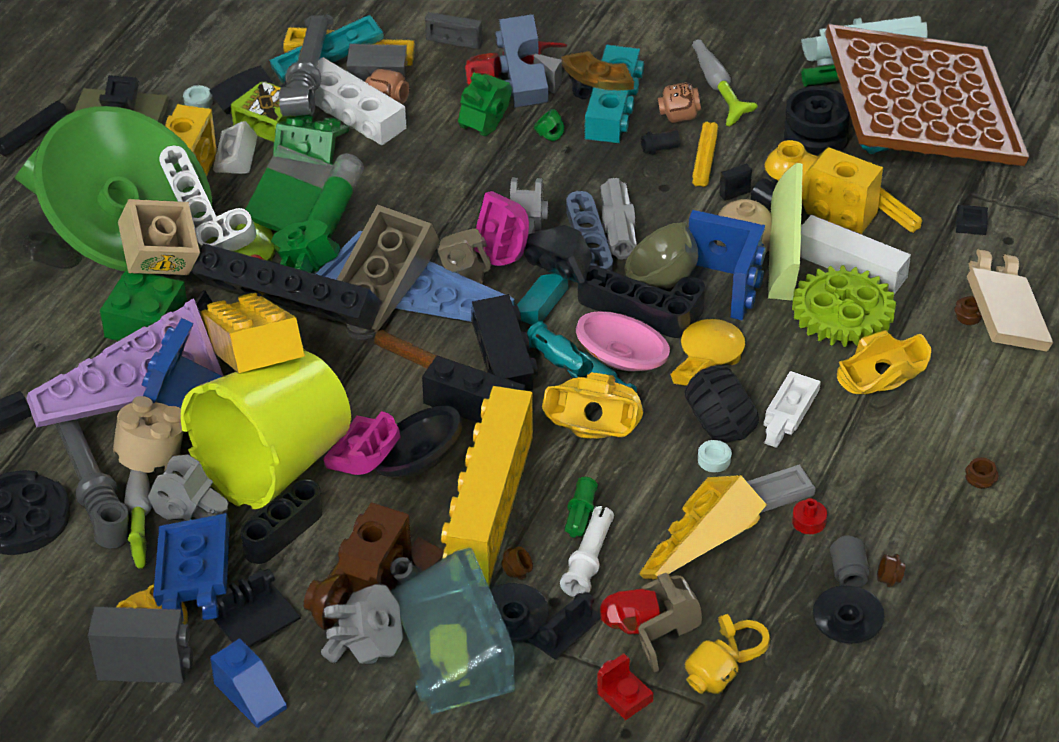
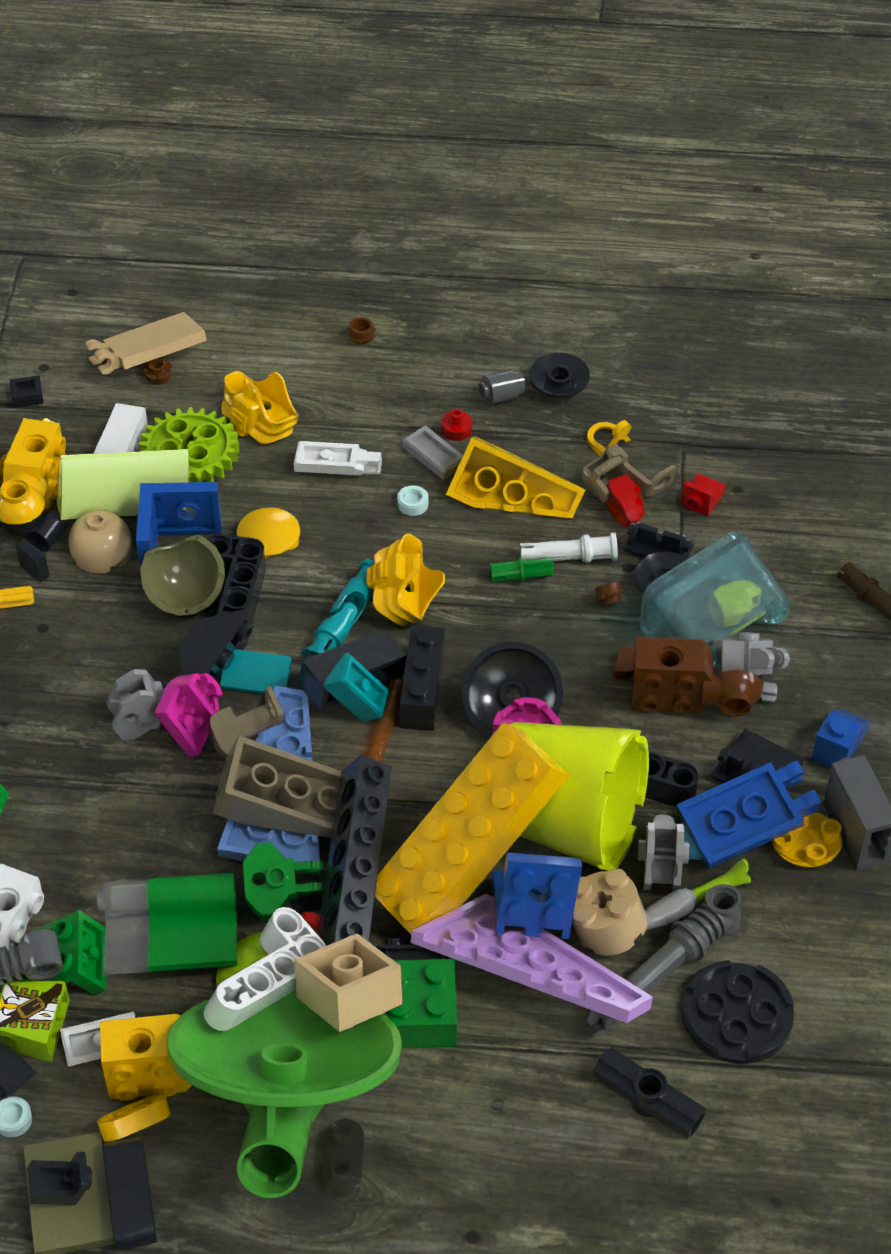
camera: 110 degrees left, 5 degrees up
(468, 332) = (357, 689): none -> teal slope
(491, 477) = (549, 616): yellow brick -> none
(593, 234) = (140, 656): sand blue beam -> none
(618, 218) = (117, 639): light grey piece -> none
(622, 341) = (312, 578): bright pink dish -> none
(690, 368) = (317, 533): yellow tile -> none
(711, 667) = (656, 441): yellow head -> none
(721, 404) = (355, 500): black wheel -> none
(890, 569) = (496, 355): reddish brown plate -> none

